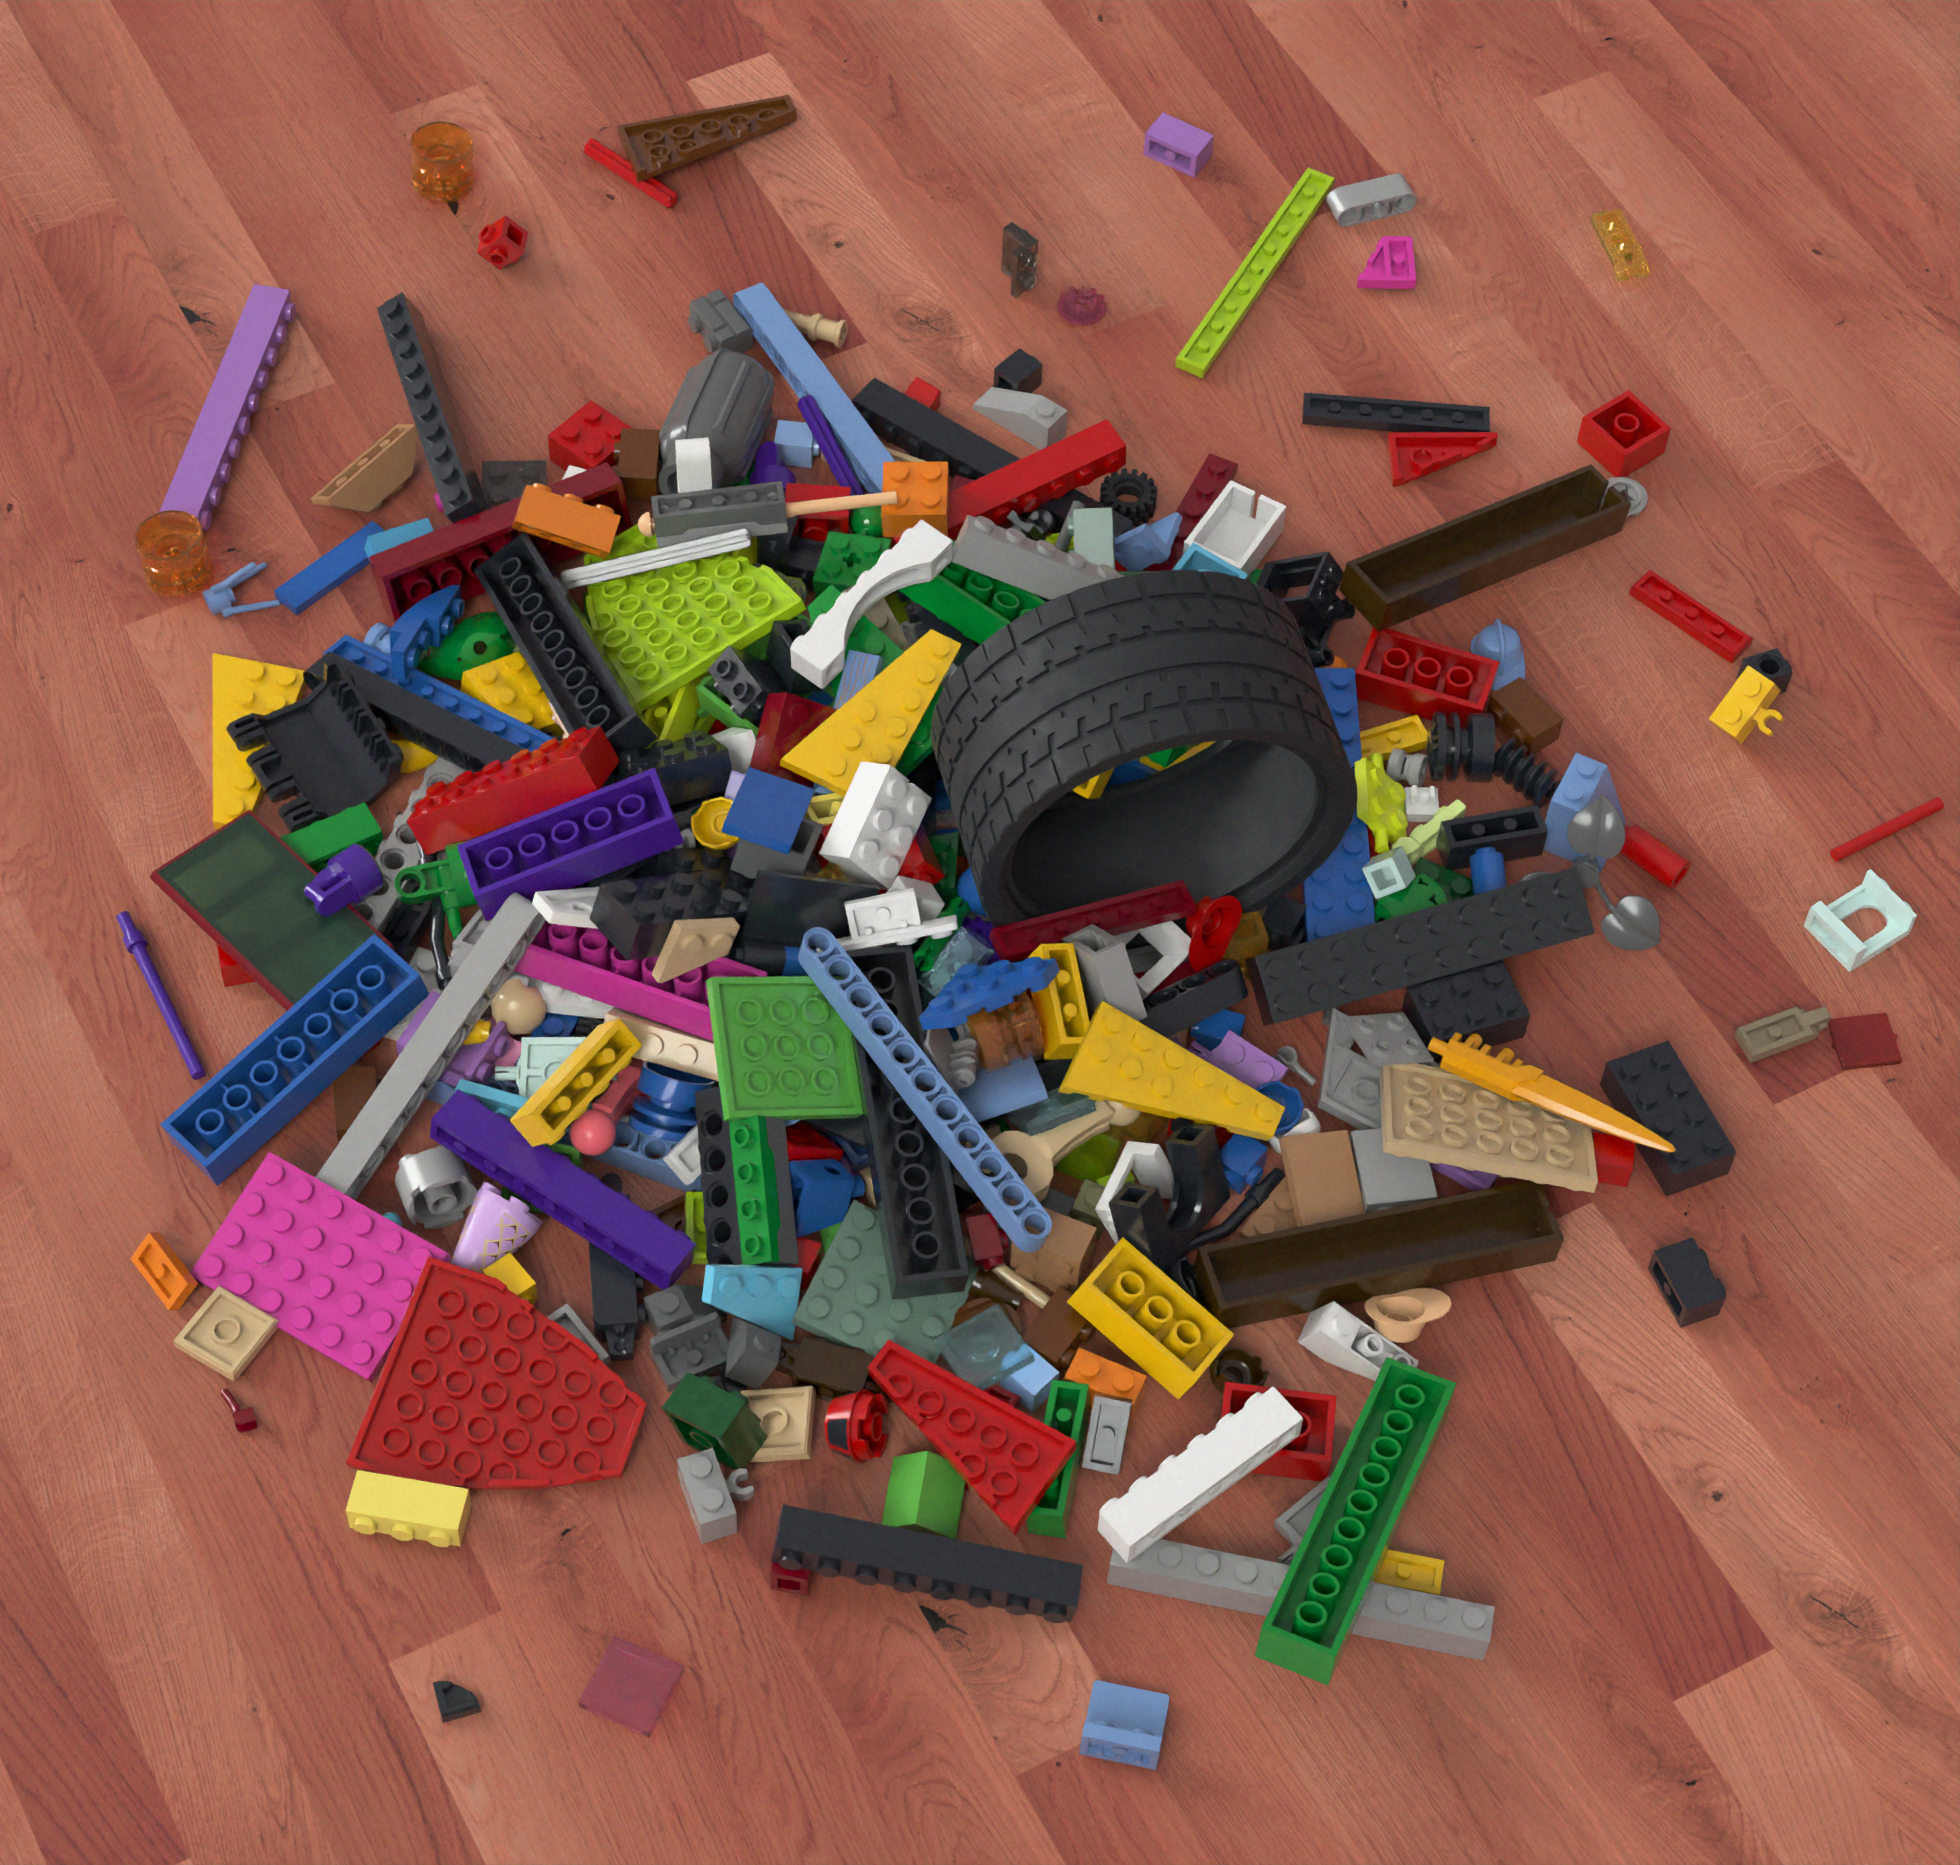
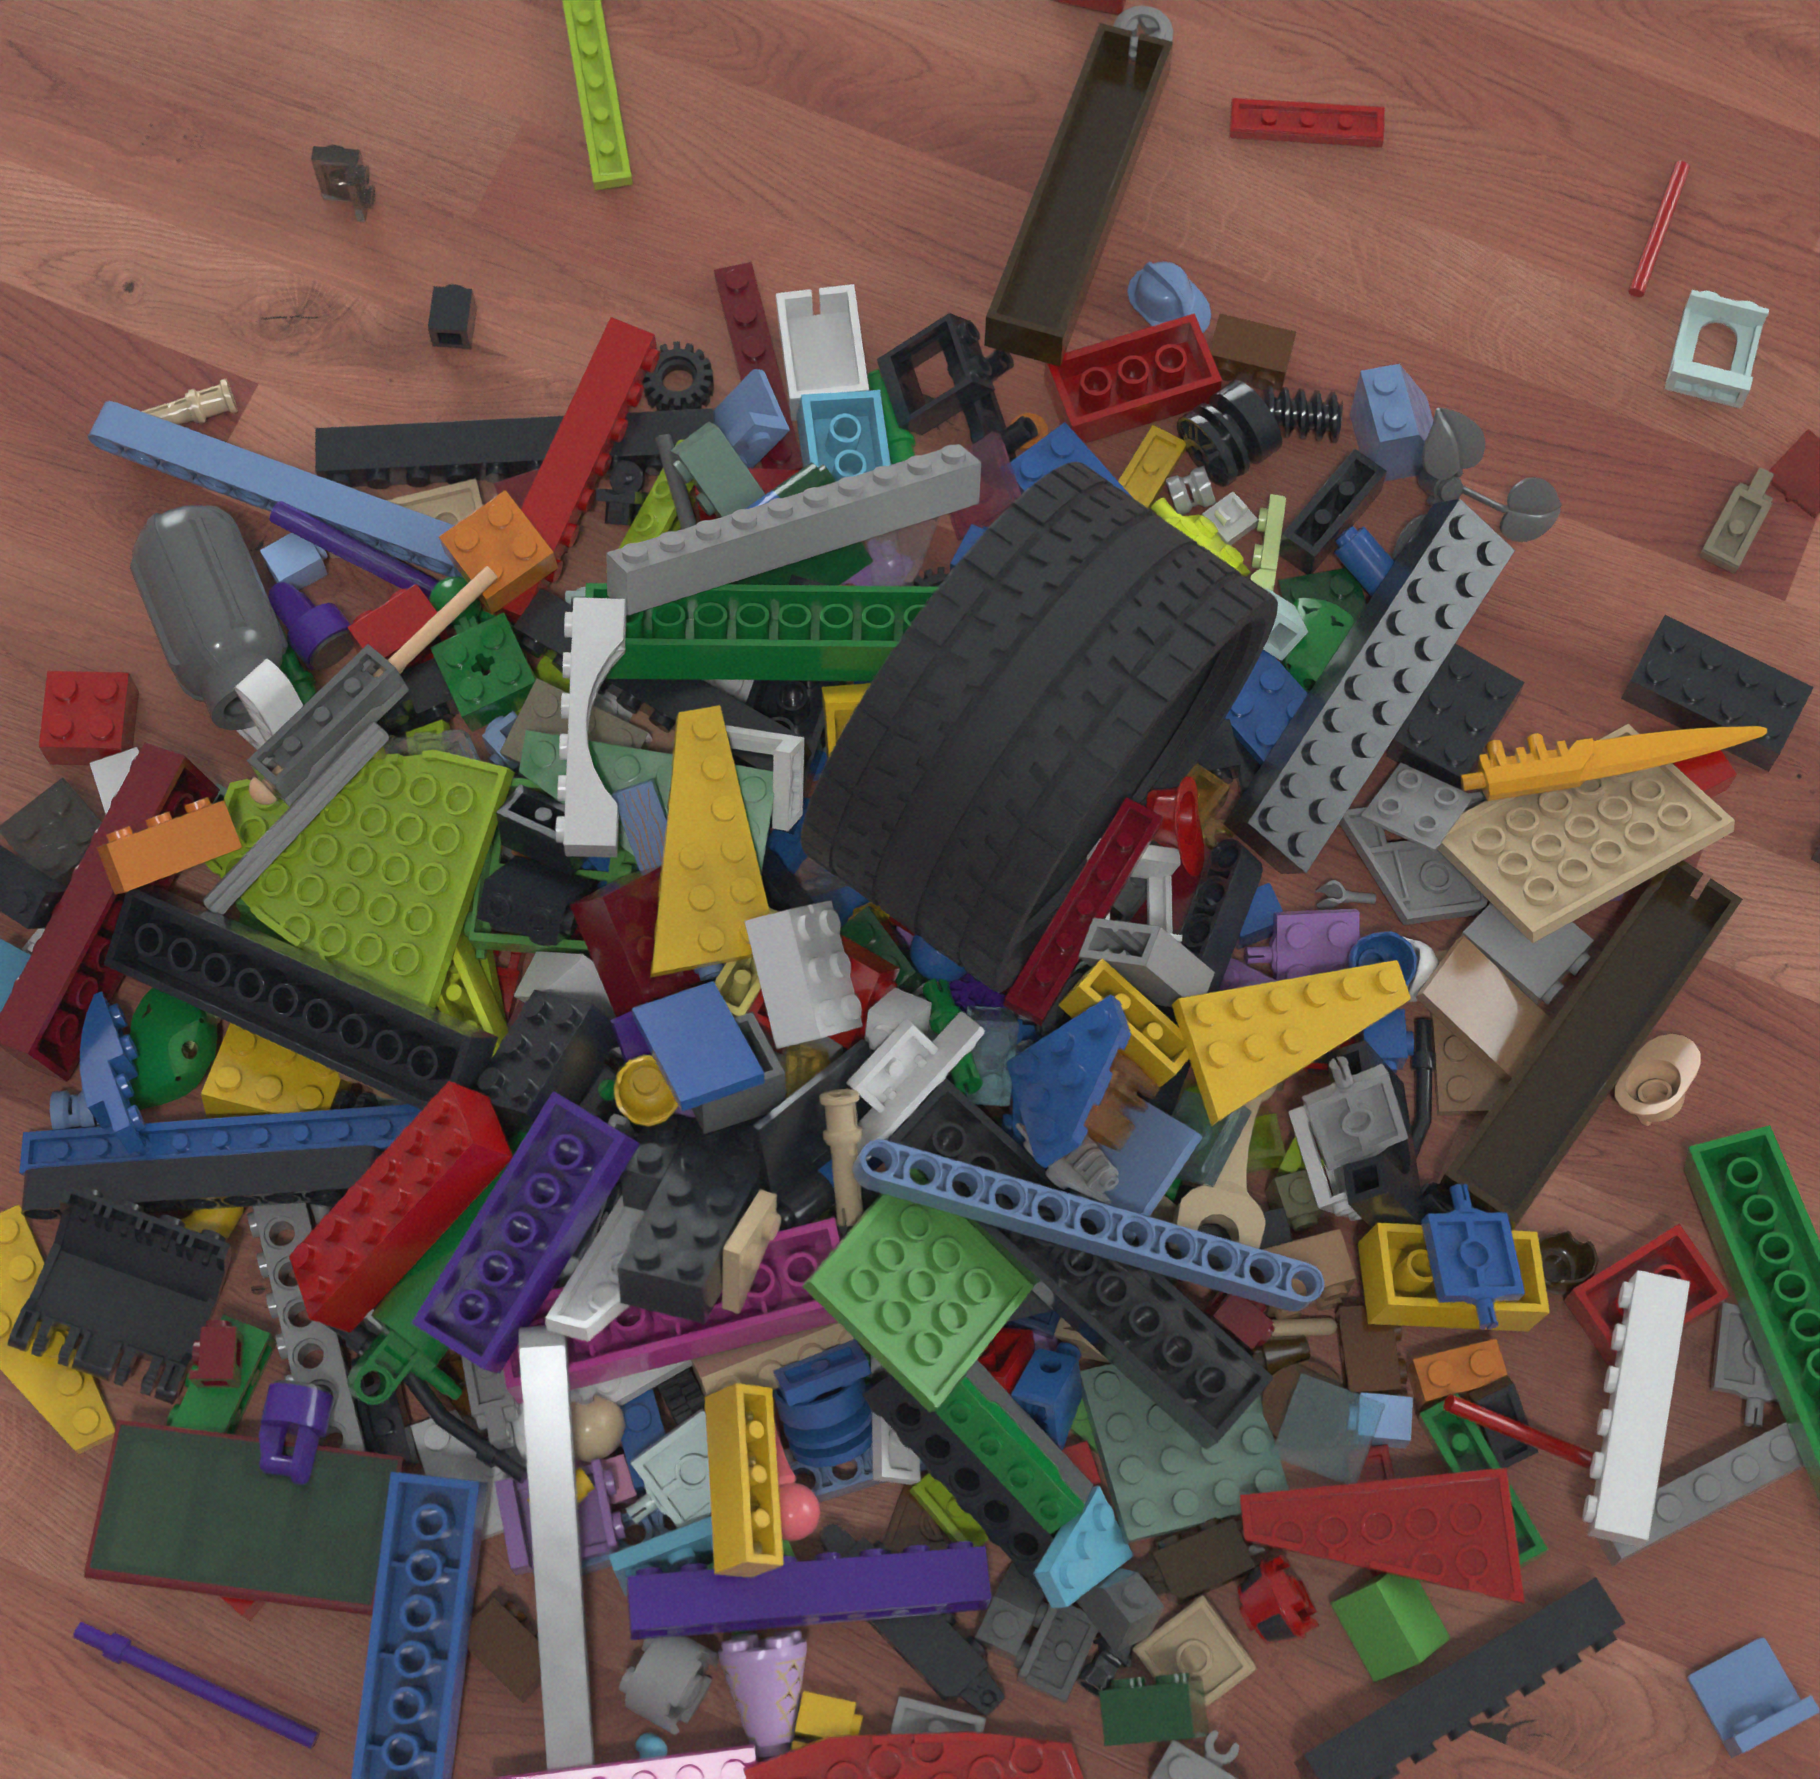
camera: 35 degrees left, 15 degrees up
(338, 817) = (218, 1356): none -> dark red brick
(638, 462) = (166, 712): reddish brown brick -> none
(669, 1060) = (822, 1372): none -> blue plate
(719, 323) = (95, 477): dark grey brick -> none
(820, 915) = (843, 1136): none -> tan pin
(924, 393) = (374, 409): red slope -> none
(1025, 415) = (494, 358): light grey slope -> none
(1077, 313) = (447, 198): clear pink gear -> none
(1104, 1429) = (1518, 1431): none -> red bar
(1167, 1160) = (1354, 1115): none -> light grey plate
(1168, 1302) = (1472, 1257): none -> blue plate
(1349, 1342) = (1635, 1150): white slope -> none
(1392, 414) = (857, 94): black plate -> none
(1422, 453) = (919, 117): red wing -> none
(1654, 856) = (1495, 417): red brick -> none
(1746, 706) = (1449, 191): yellow brick -> none
(1772, 666) = (1426, 154): black brick -> none

